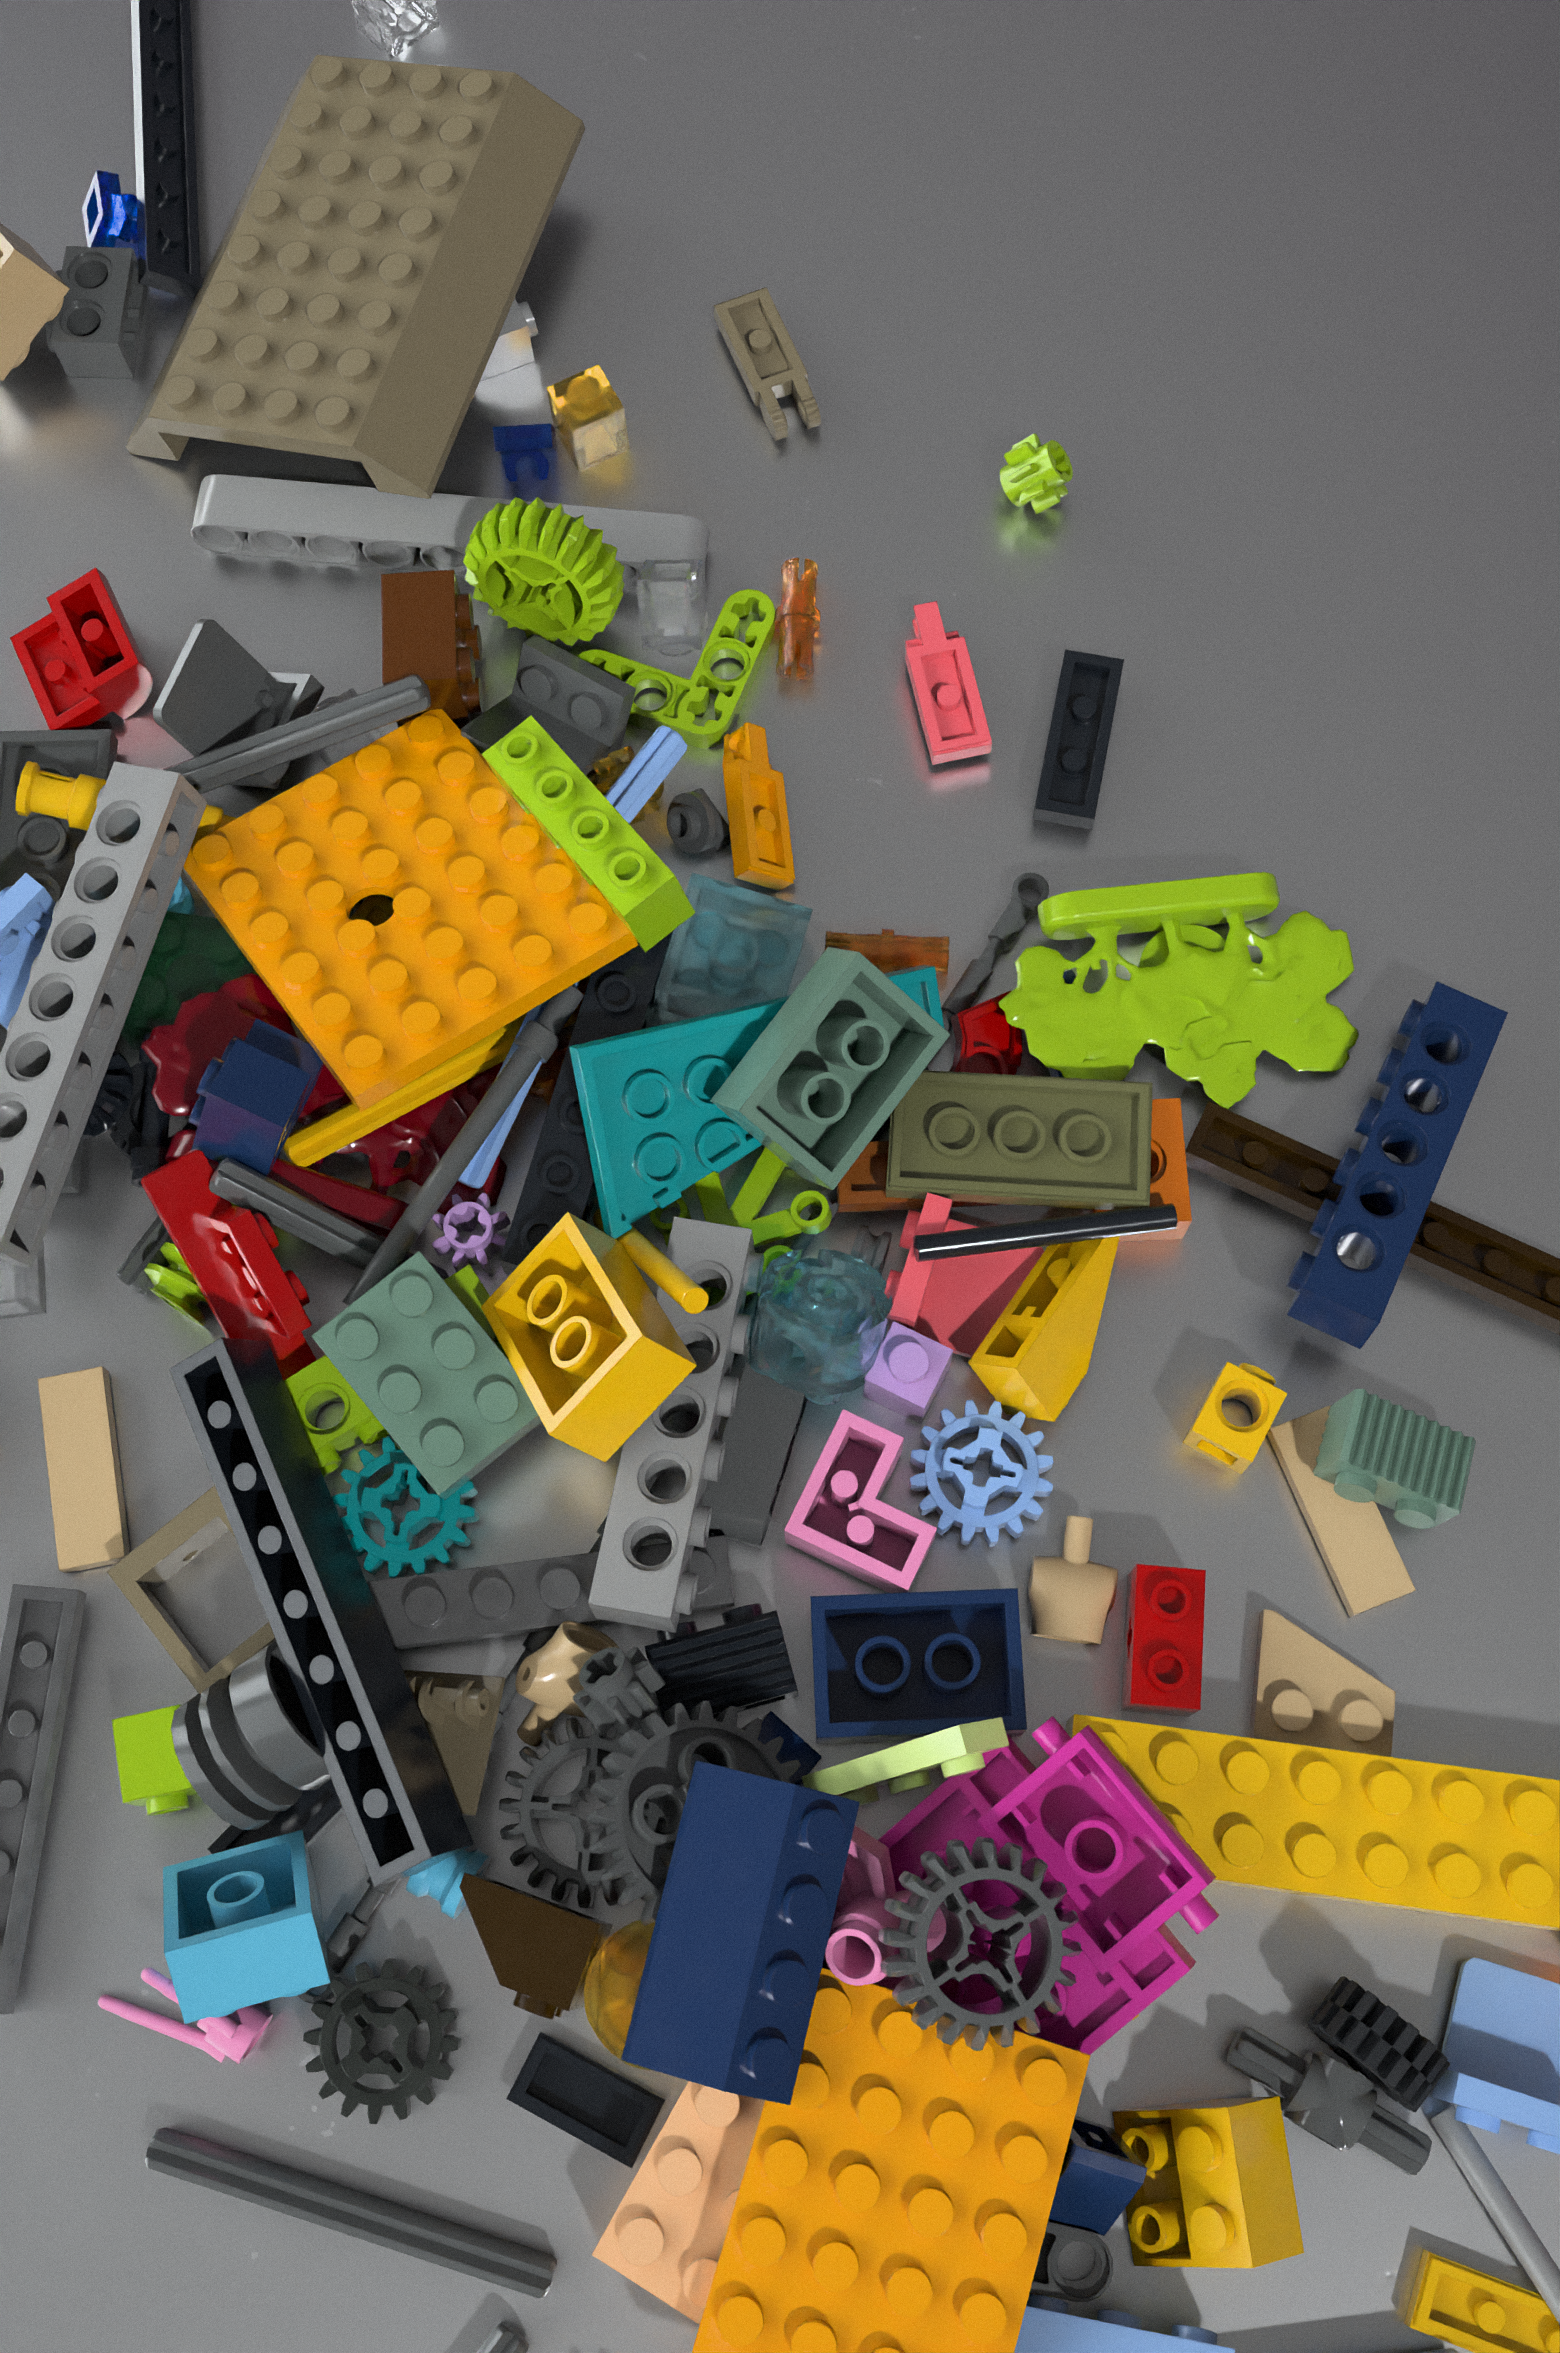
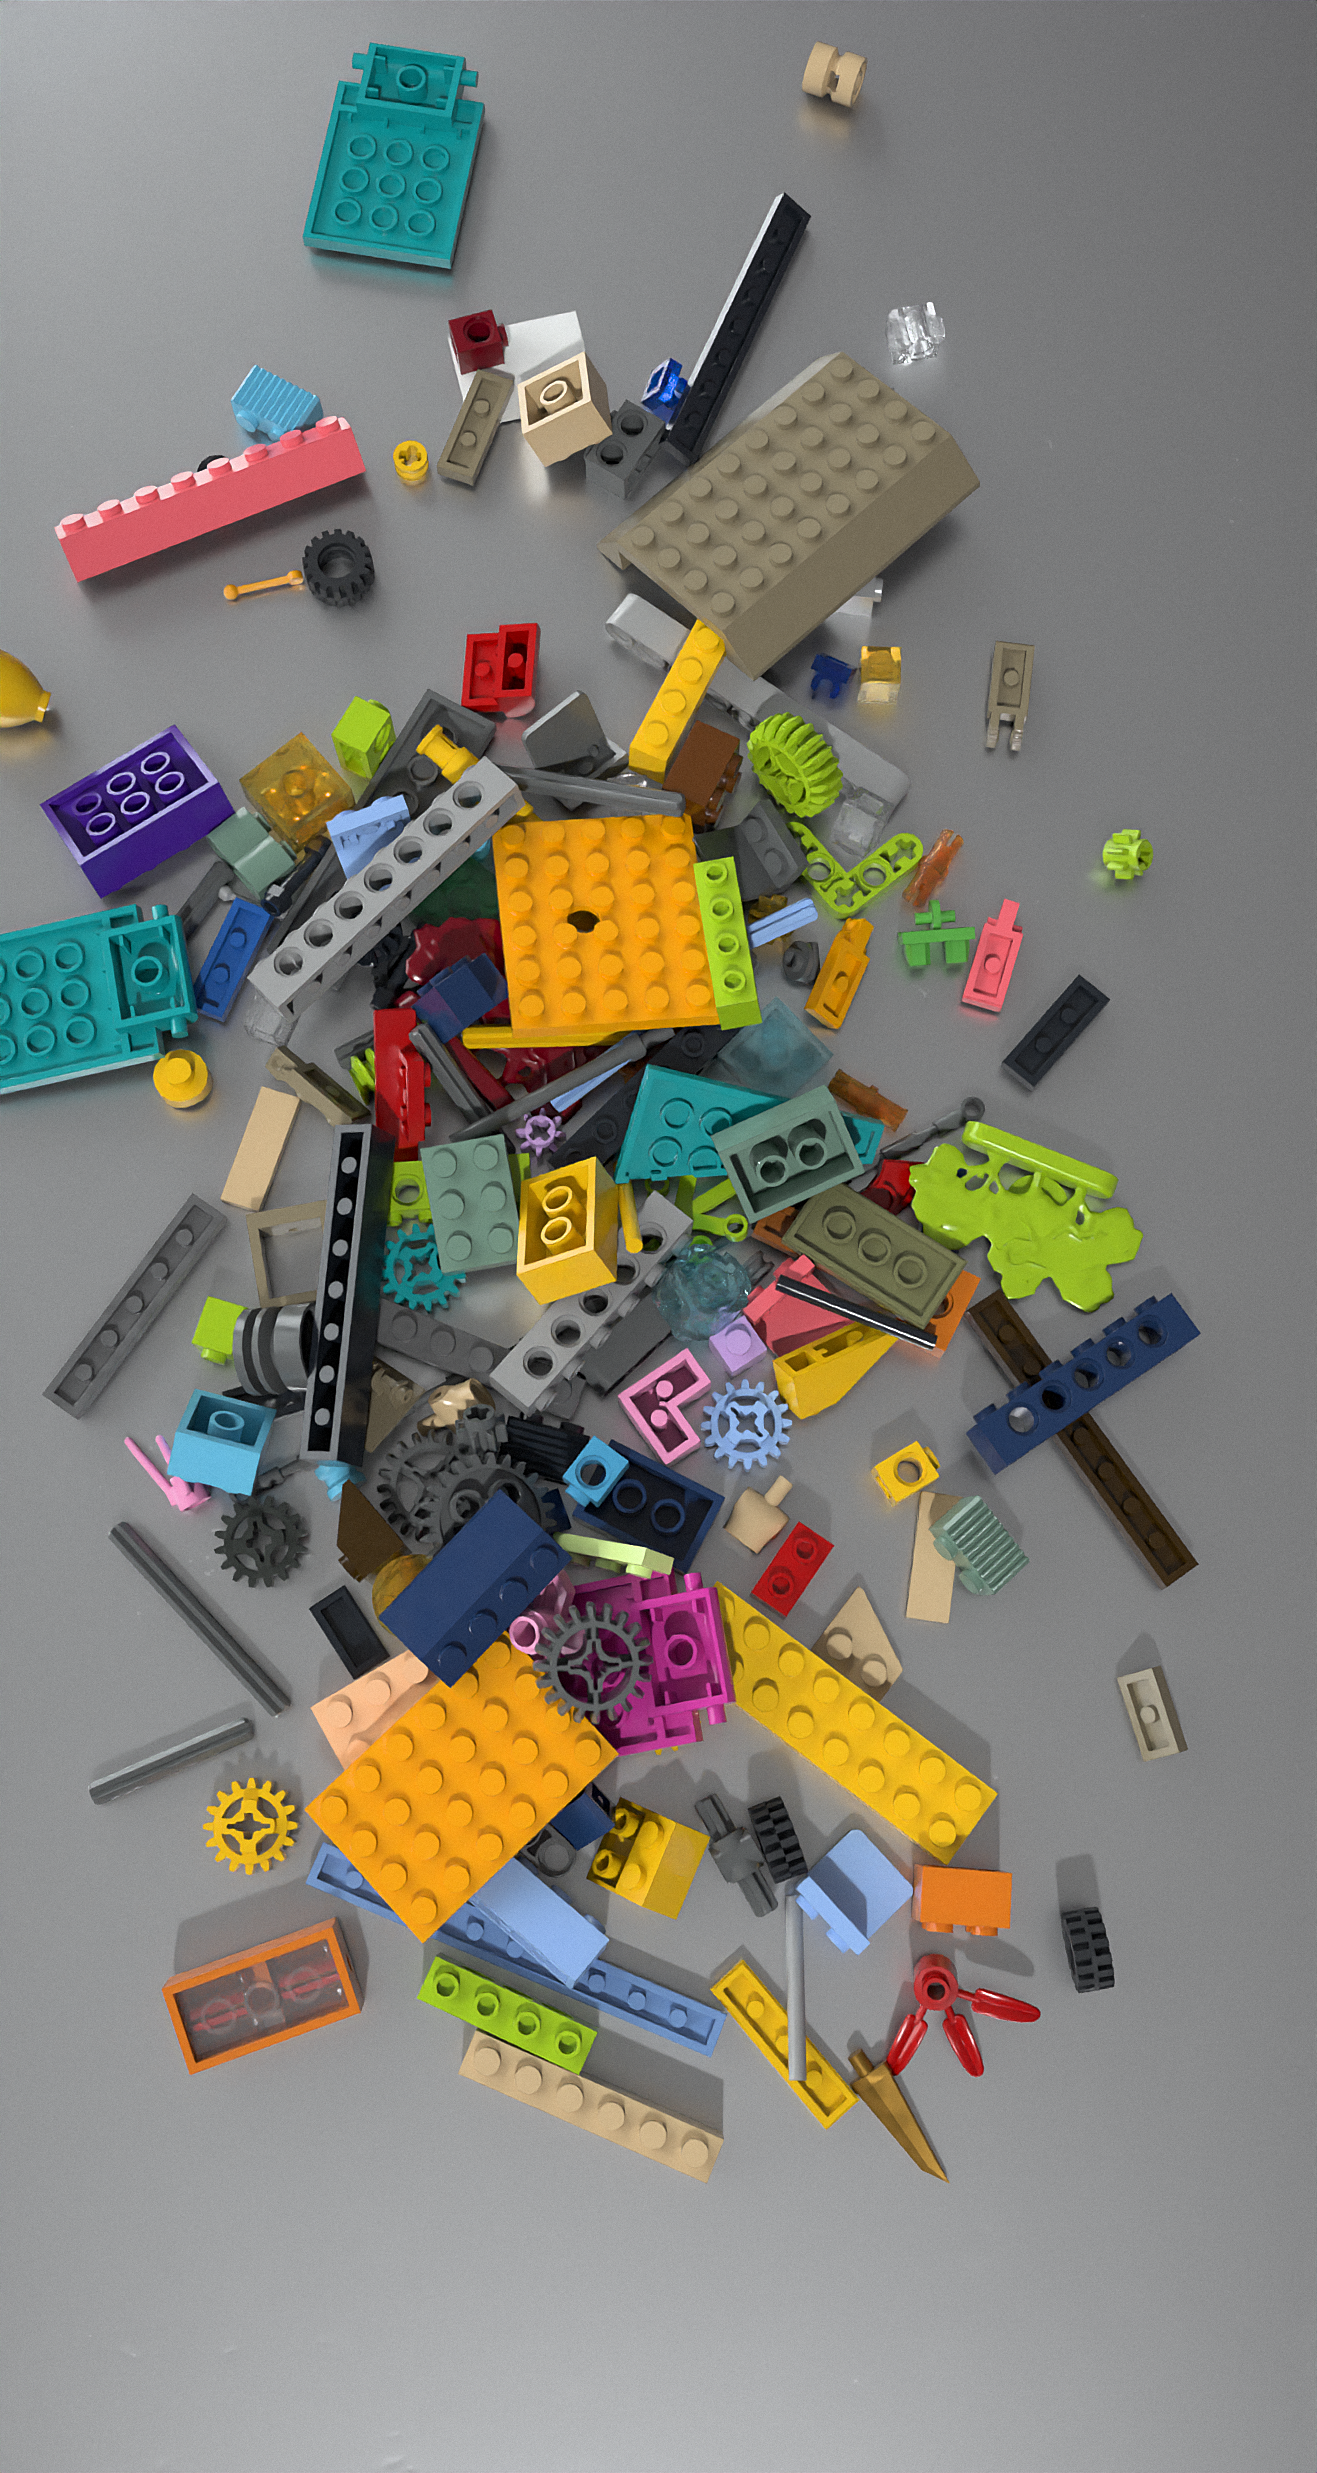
camera: 25 degrees right, 5 degrees up
(115, 1338) = (317, 1088): none -> dark tan hinge
(343, 578) = (676, 704): none -> yellow arch
(824, 1627) = (600, 1454): none -> dark azure brick
(833, 717) = (954, 939): none -> bright green hips

